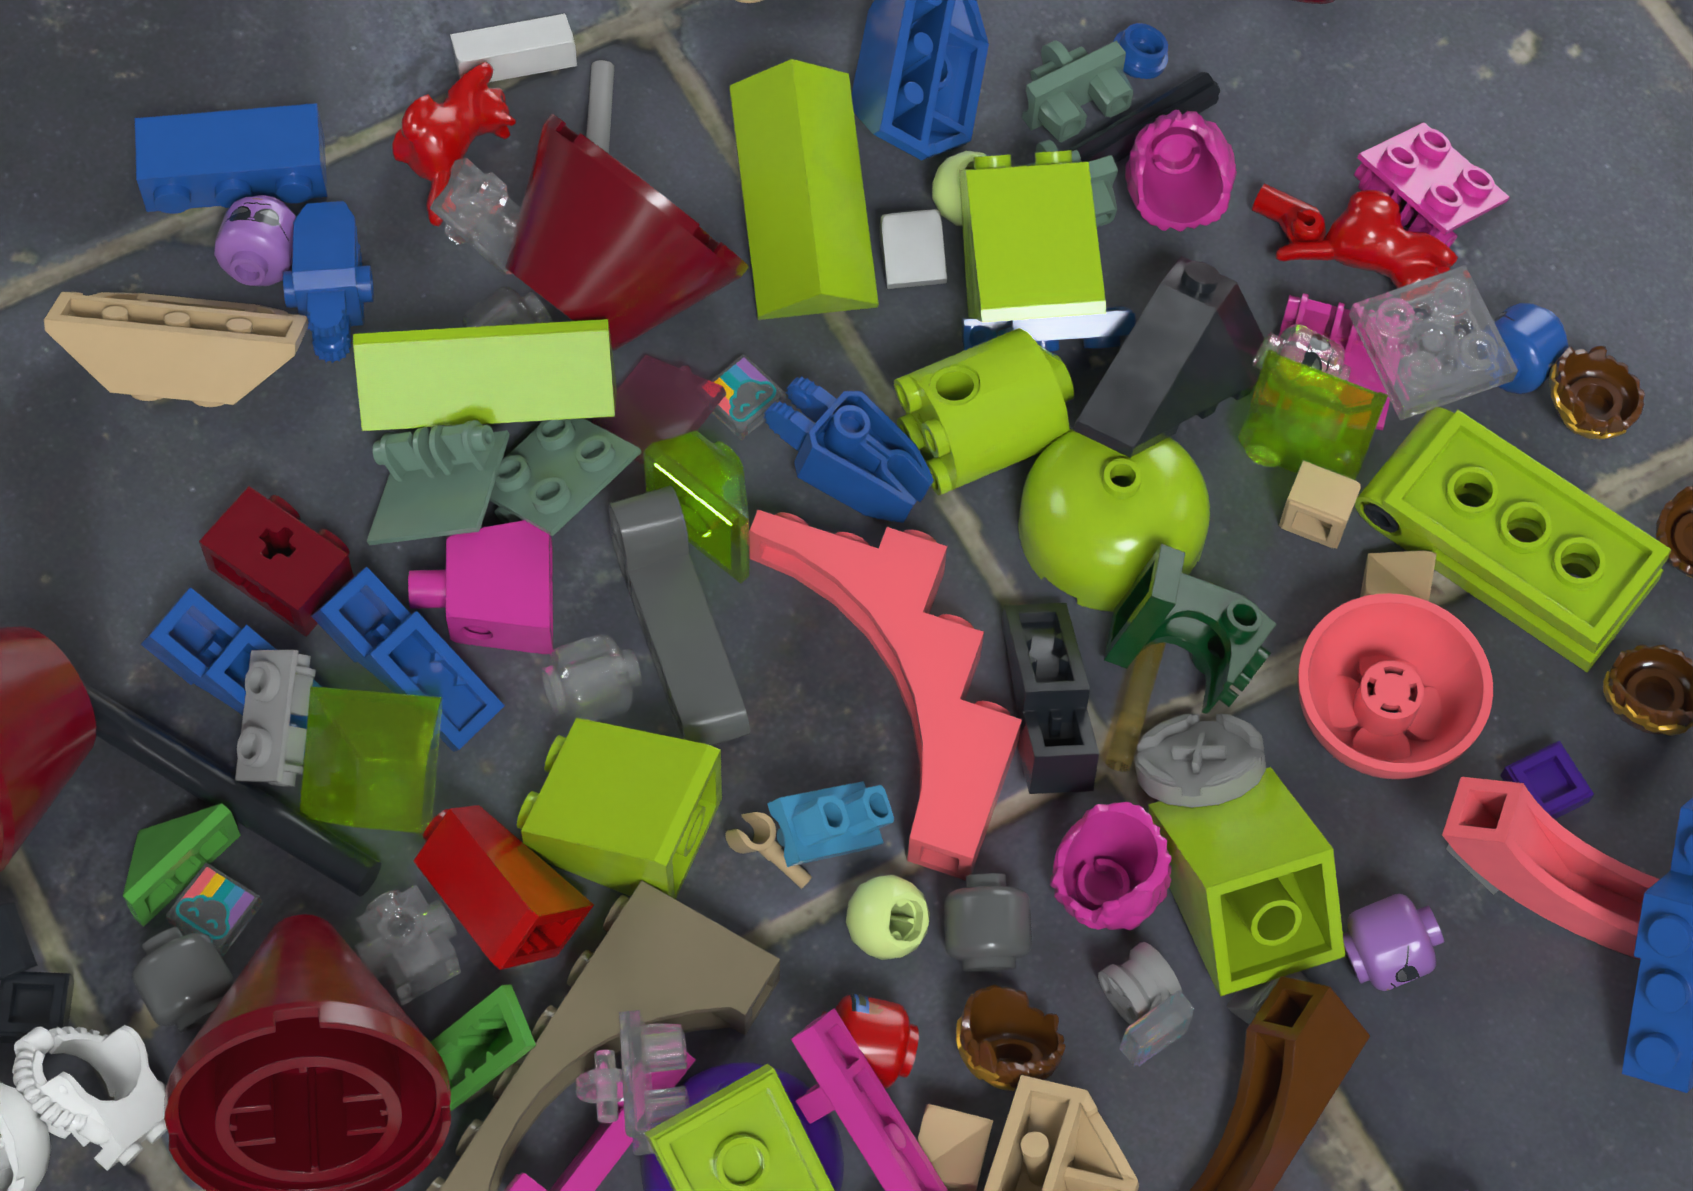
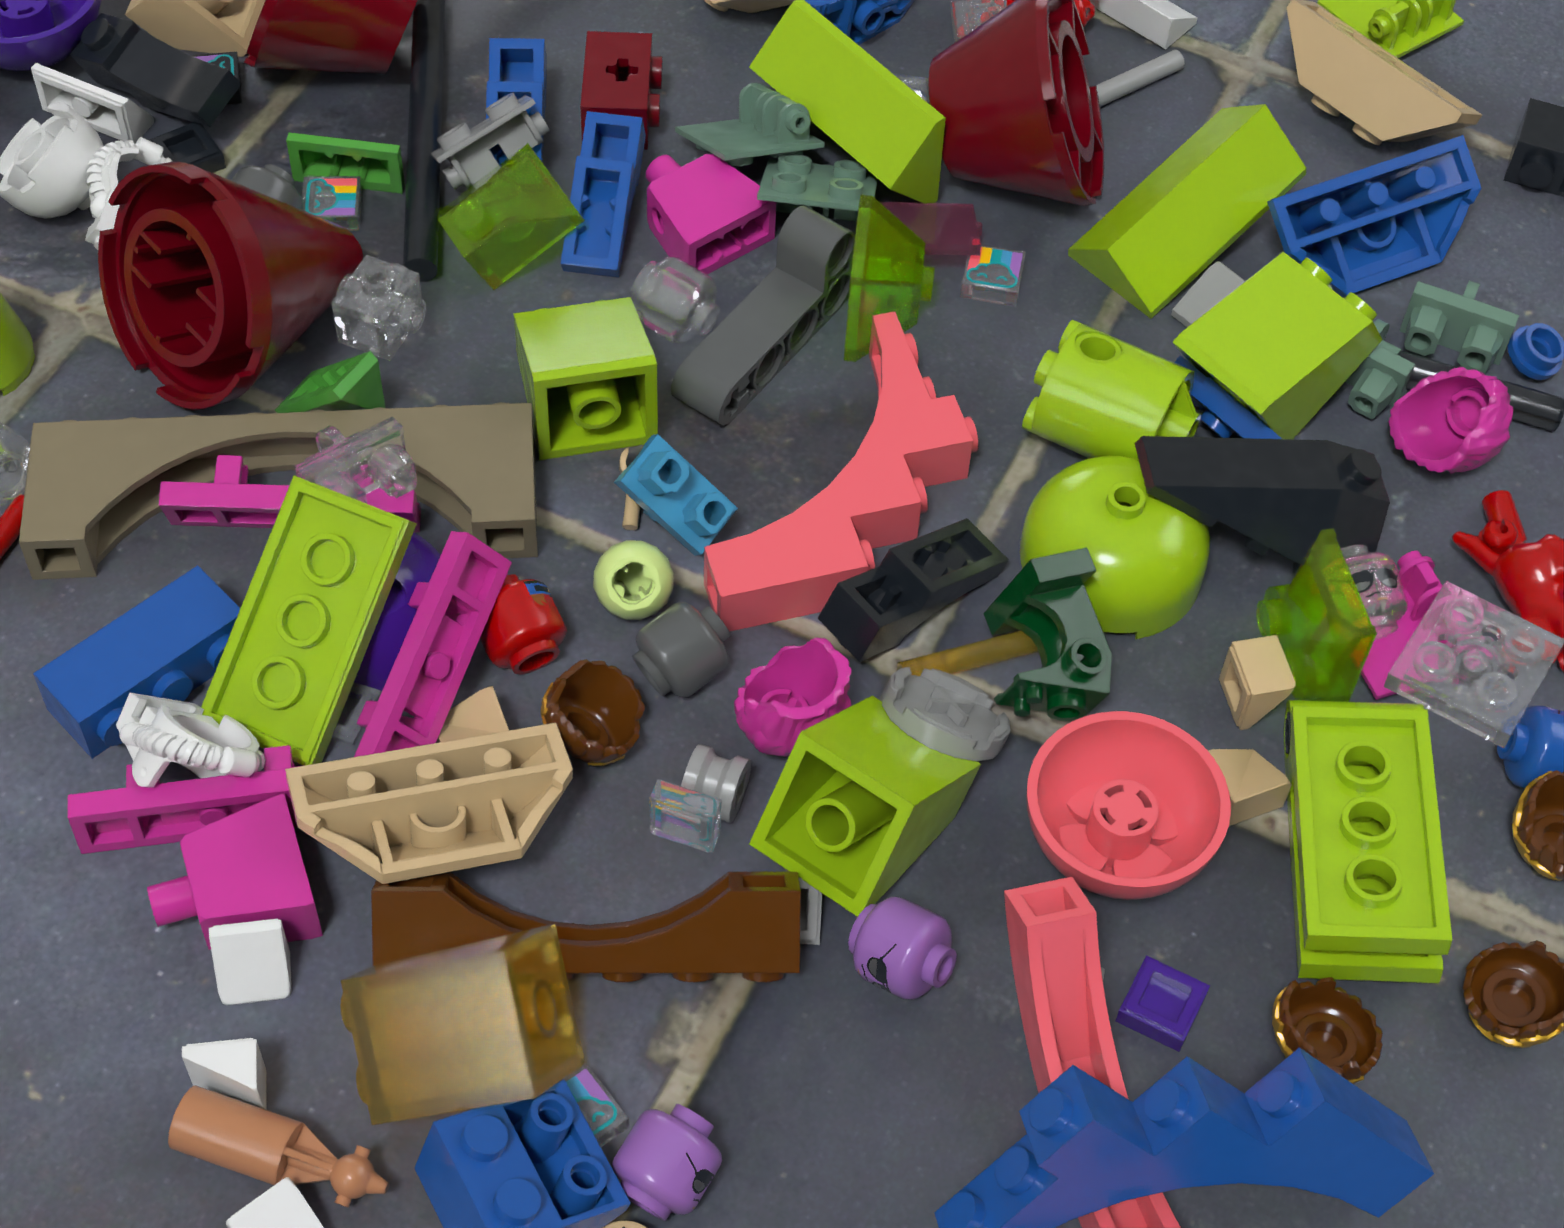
camera: 55 degrees right, 10 degrees down
(499, 888) = (458, 333): red slope -> none
(851, 450) = (1001, 347): blue hinge -> none

